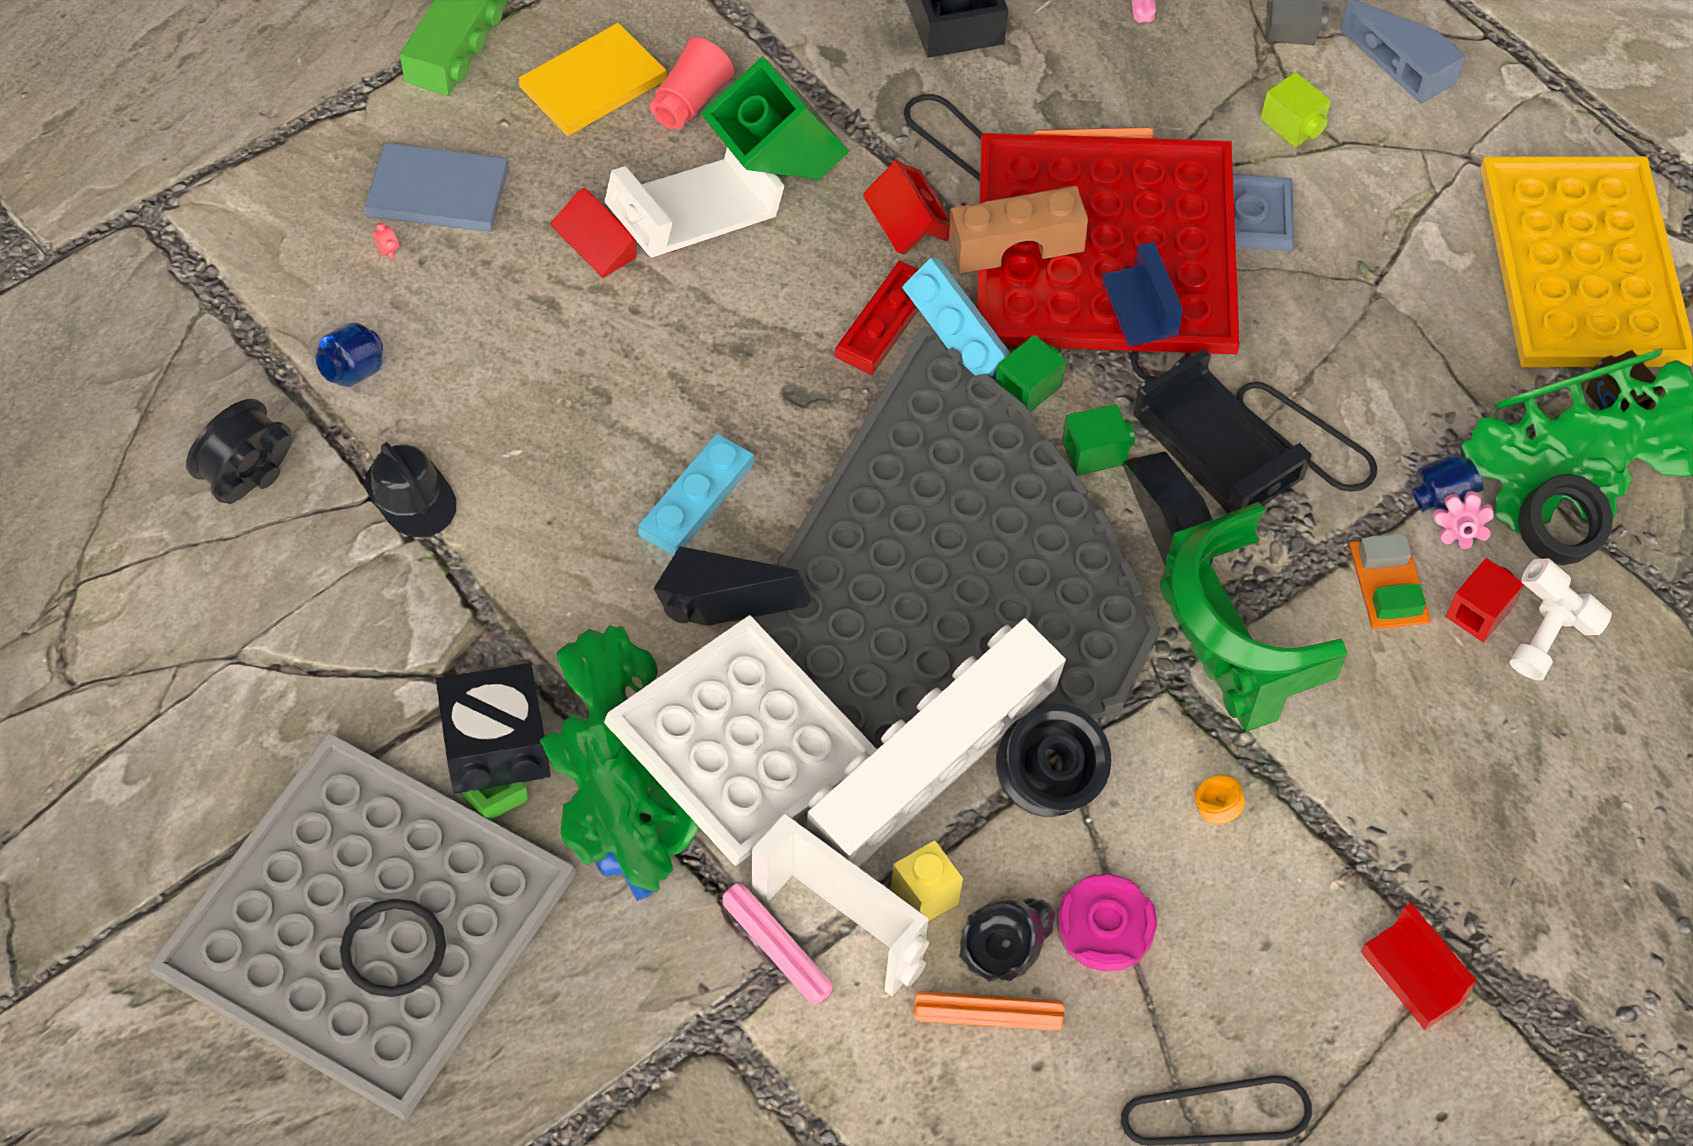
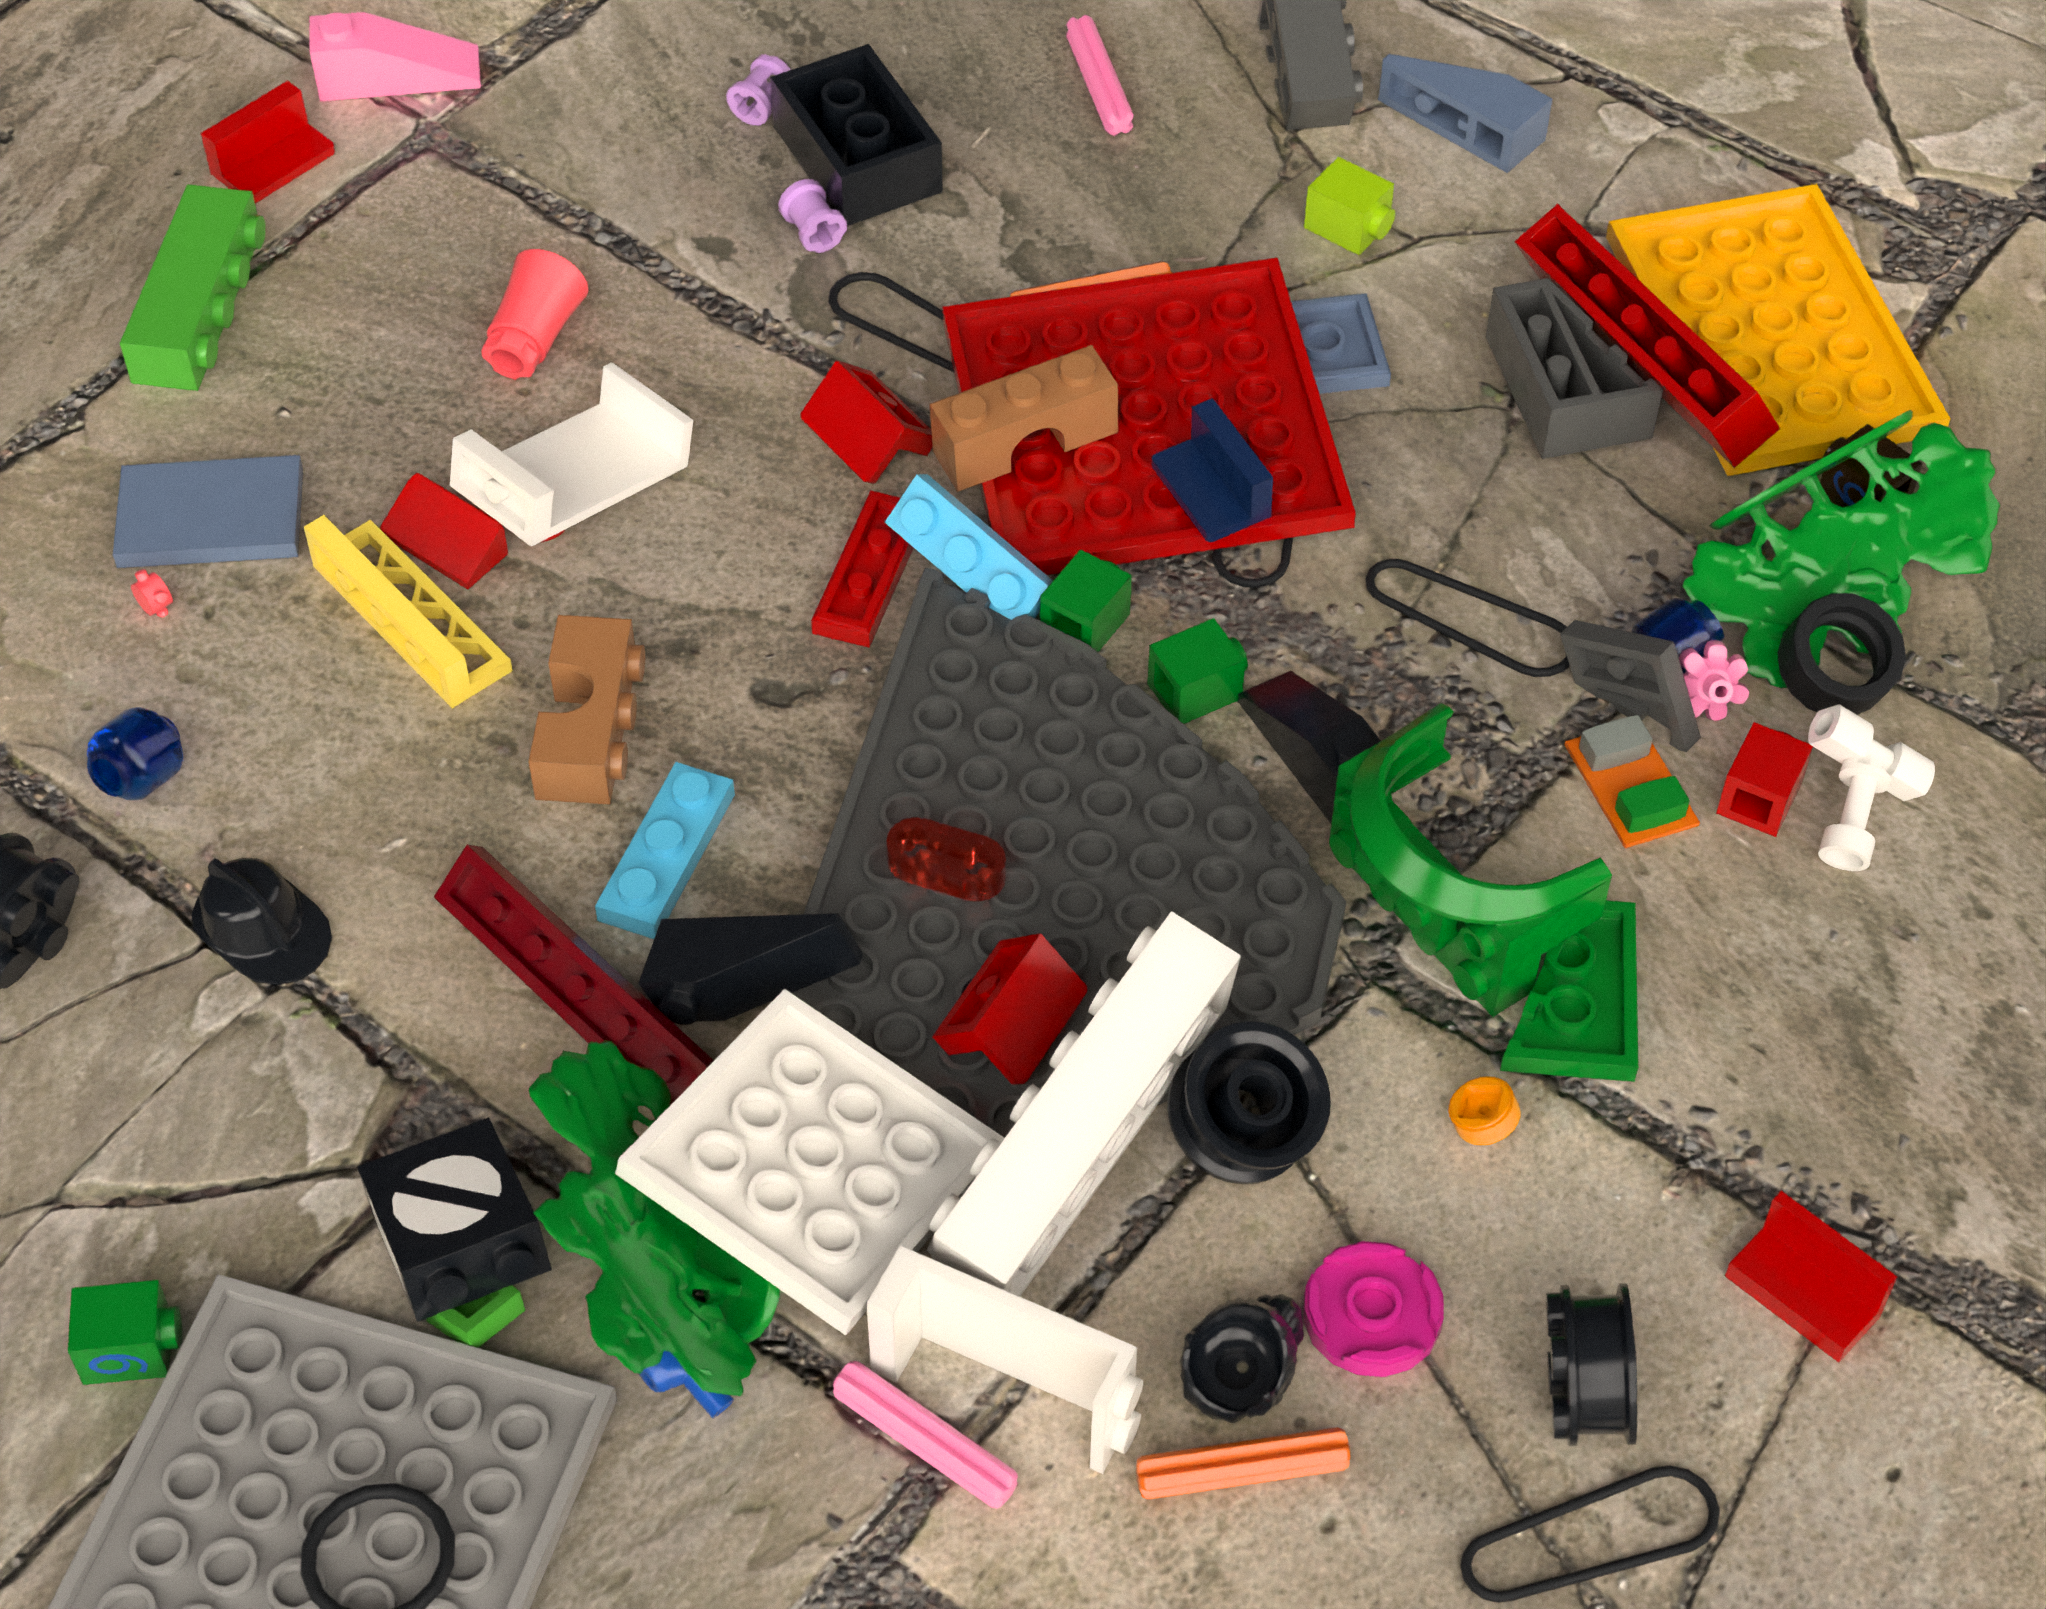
camera: 10 degrees left, 5 degrees down
(258, 758) = (122, 1332): none -> green brick
(550, 291) = (403, 621): none -> light yellow fence
(592, 79) = (394, 333): yellow tile -> none
(608, 569) = (566, 969): none -> dark red plate
(654, 412) = (582, 750): none -> medium nougat arch
(773, 126) = (661, 343): green slope -> none
(886, 542) = (946, 858): none -> clear red beam
(903, 39) = (807, 208): none -> lavender bush
(907, 658) = (1014, 1007): none -> red panel
(927, 881) = (1117, 1298): light yellow brick -> none
(1217, 436) = (1354, 637): black panel -> none
(1244, 996) = (1592, 1364): none -> black wheel
(1310, 737) = (1583, 1005): none -> green wing
(1409, 504) = (1633, 674): none -> dark grey wing
(1418, 269) = (1563, 376): none -> dark grey wedge
(1486, 252) = (1653, 337): none -> red brick

